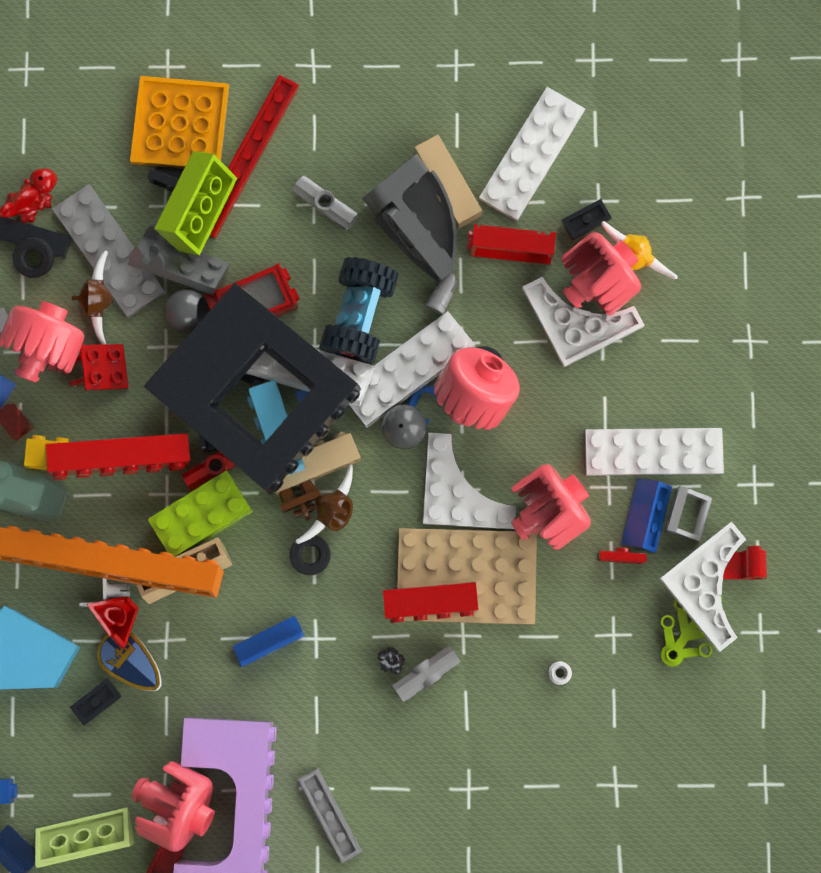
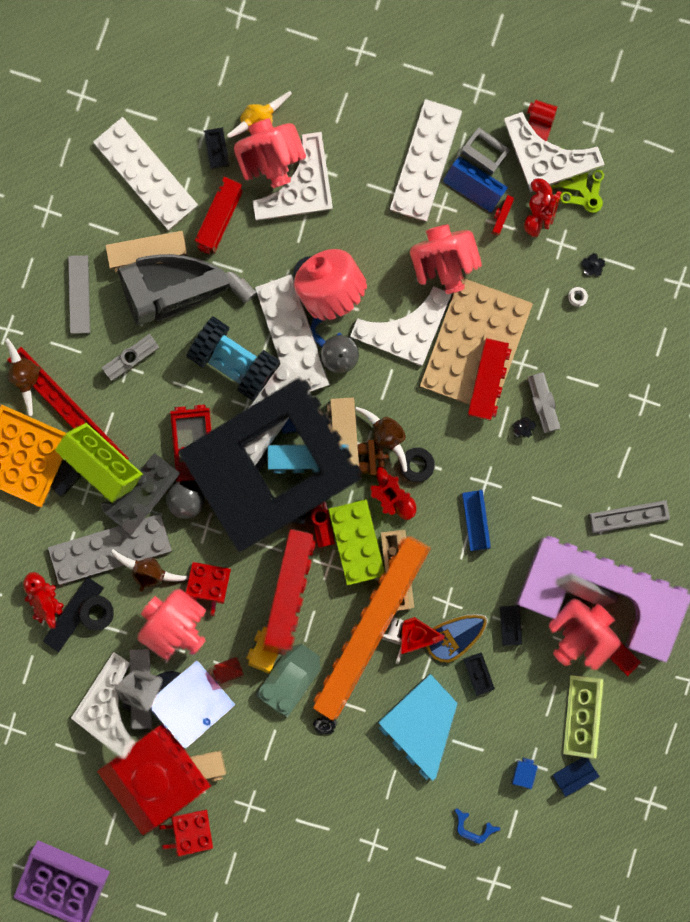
camera: 70 degrees left, 5 degrees up
(161, 720) = (510, 625): none -> black plate
(225, 791) = (586, 590): none -> tile
(266, 94) = (22, 375): none -> reddish brown helmet
(266, 534) = (392, 497): none -> red animal
(376, 127) = (79, 294): none -> light grey tile
(601, 679) = (593, 265): none -> black plant
(647, 599) = (543, 207): none -> red animal

